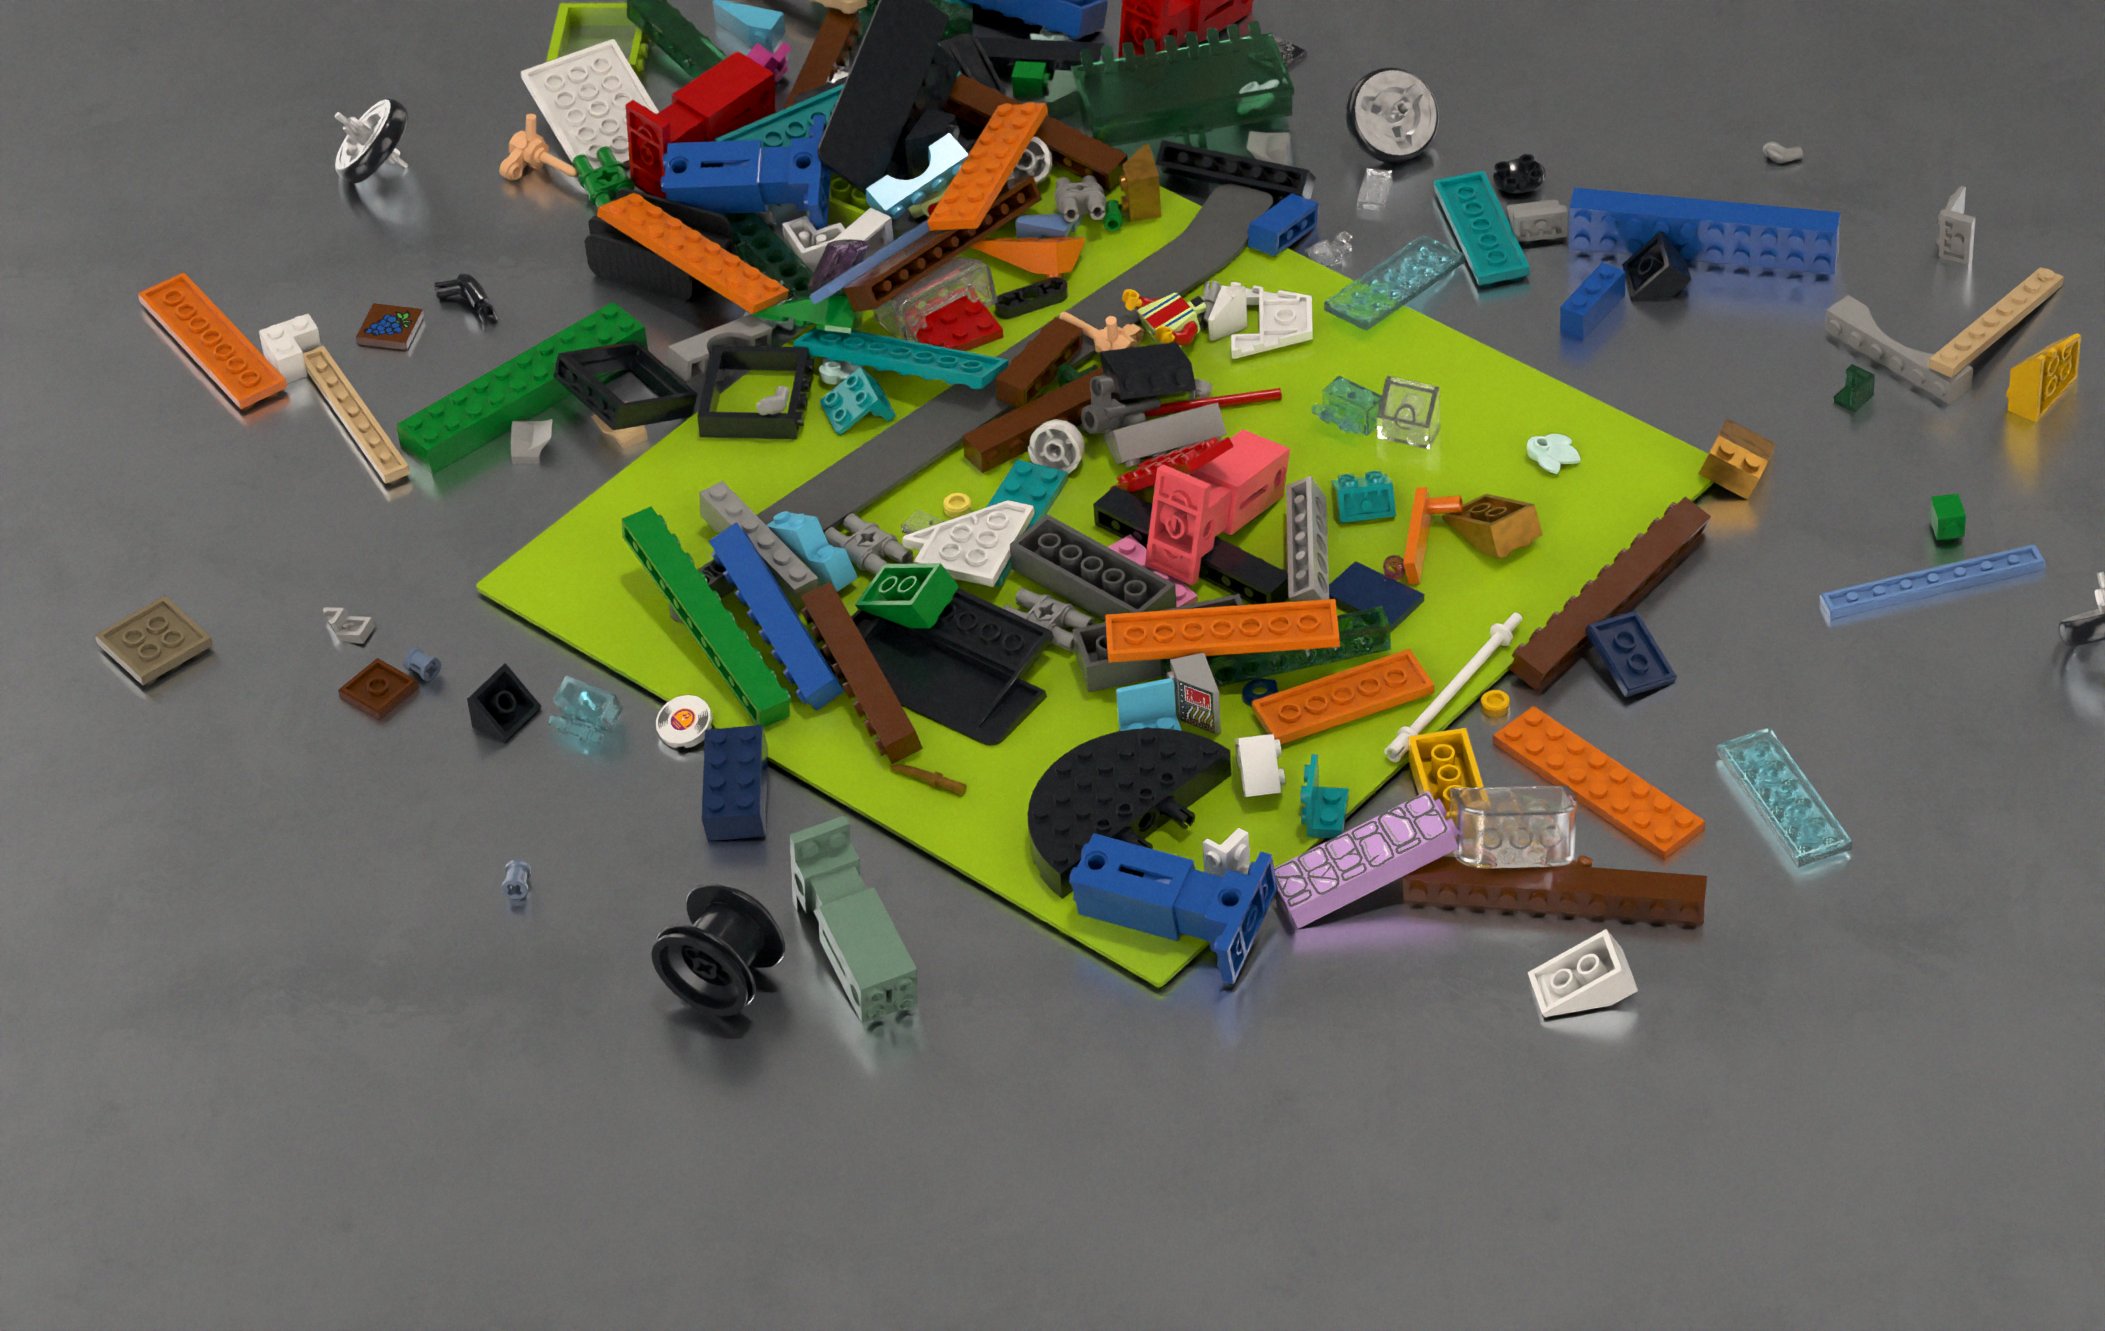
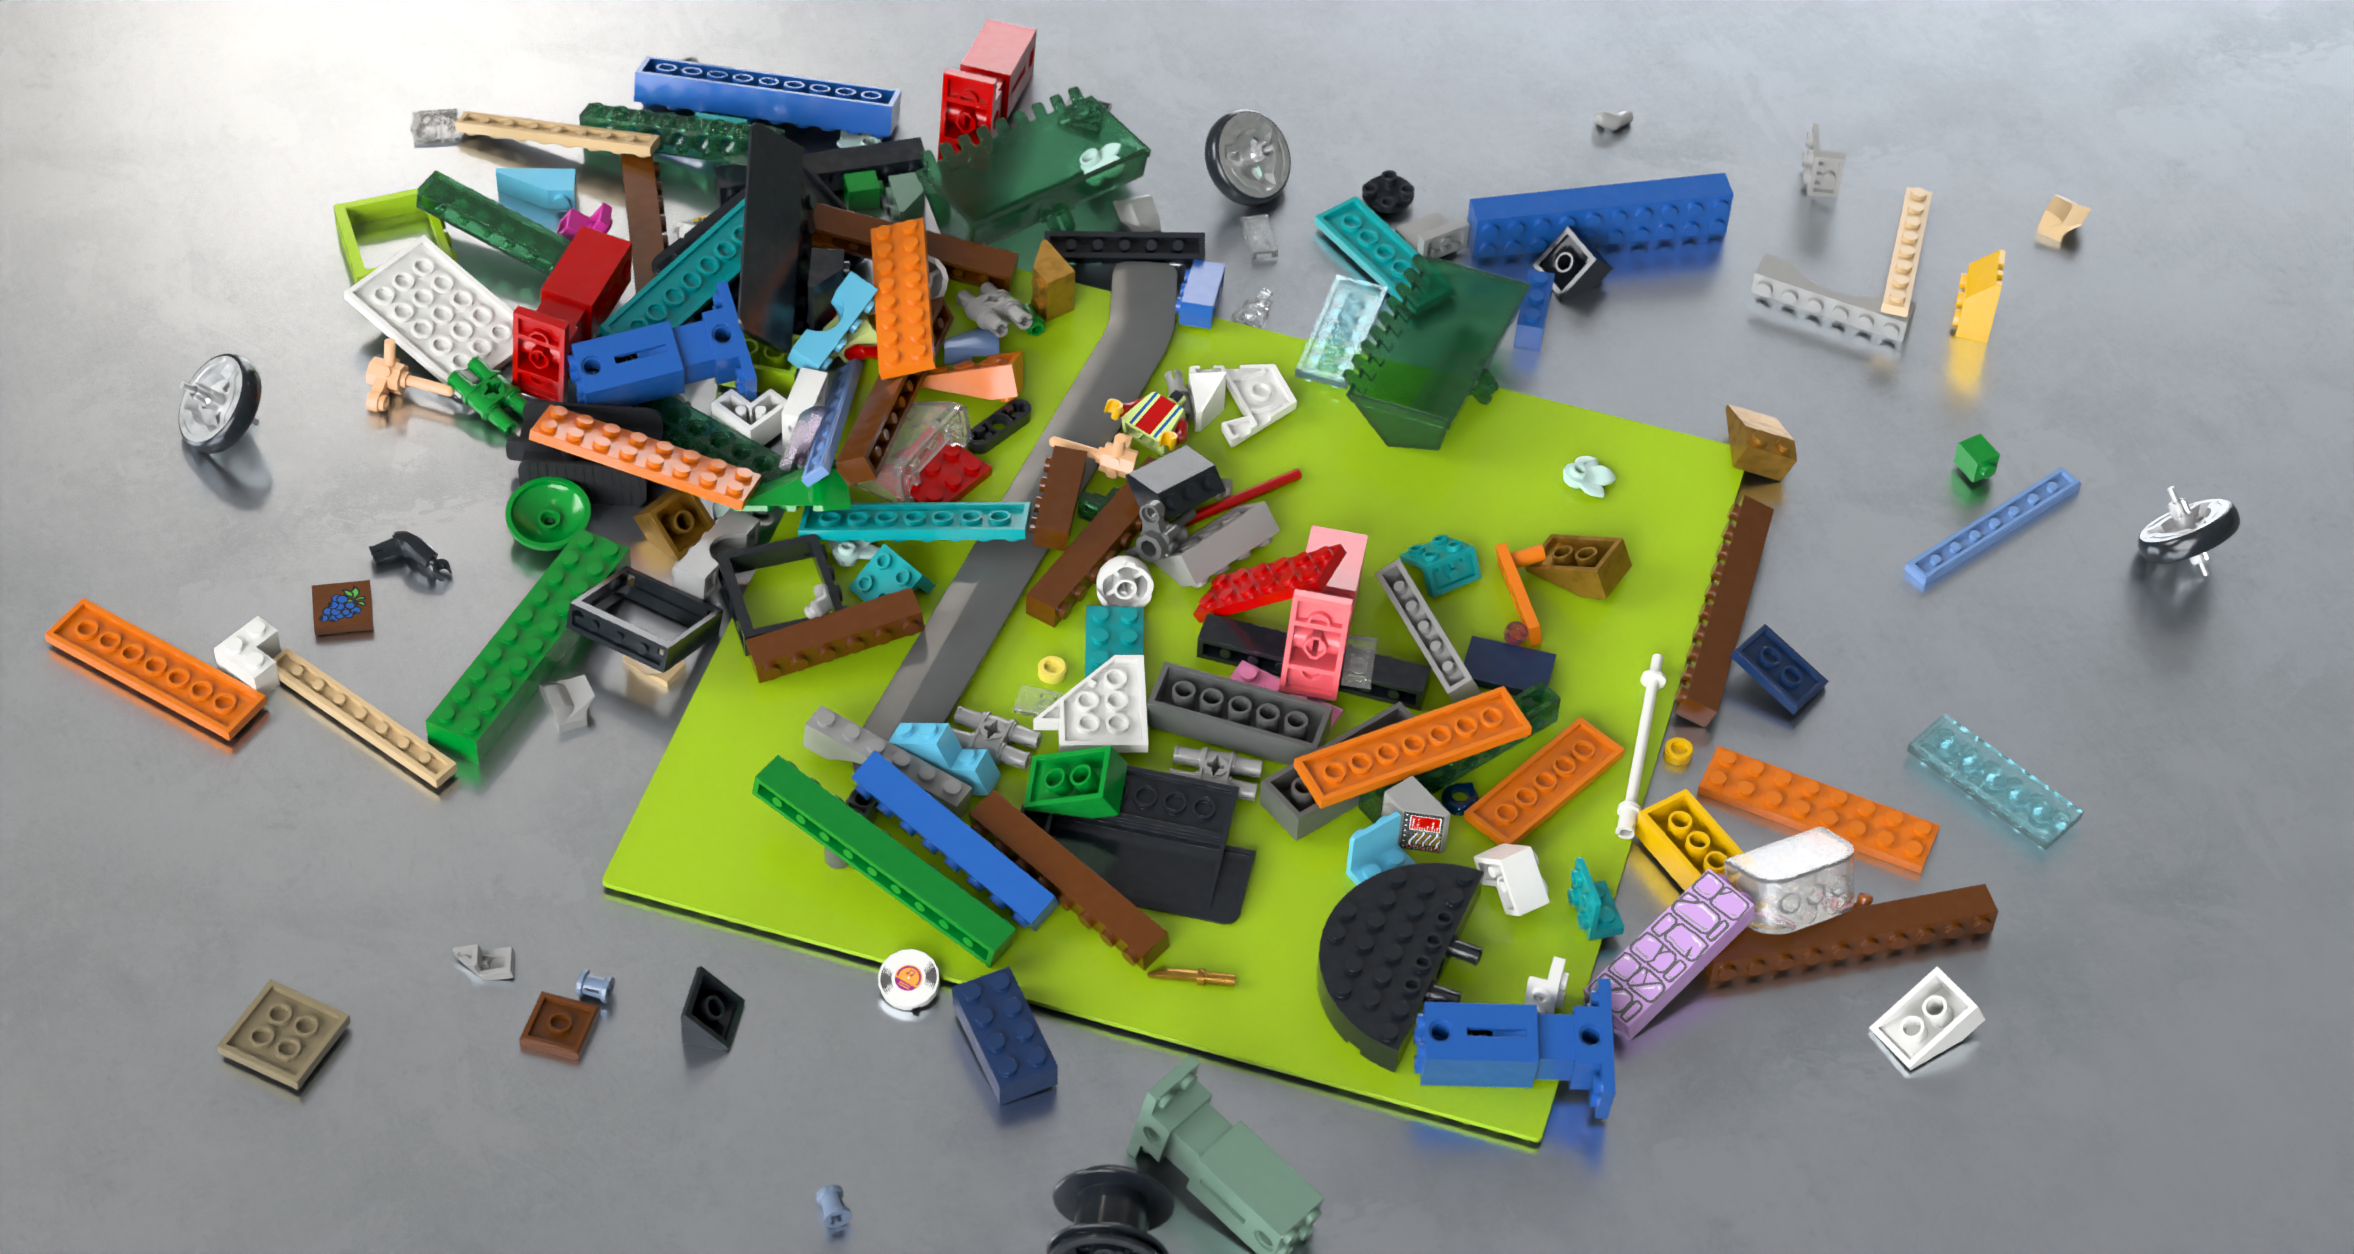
camera: 30 degrees left, 5 degrees up
(588, 705) = (801, 988): clear light blue brick -> none
(594, 284) = (545, 502): none -> green dish
(700, 312) = (674, 522): none -> pearl gold slope
(777, 432) = (835, 635): none -> reddish brown brick
(1222, 553) = (1359, 661): none -> clear plate
(1349, 406) = (1379, 473): clear light blue brick -> none
(1409, 412) = (1442, 467): clear slope -> none
(1459, 308) = (1433, 351): none -> clear green piece
(1857, 389) = (1817, 346): clear green panel -> none

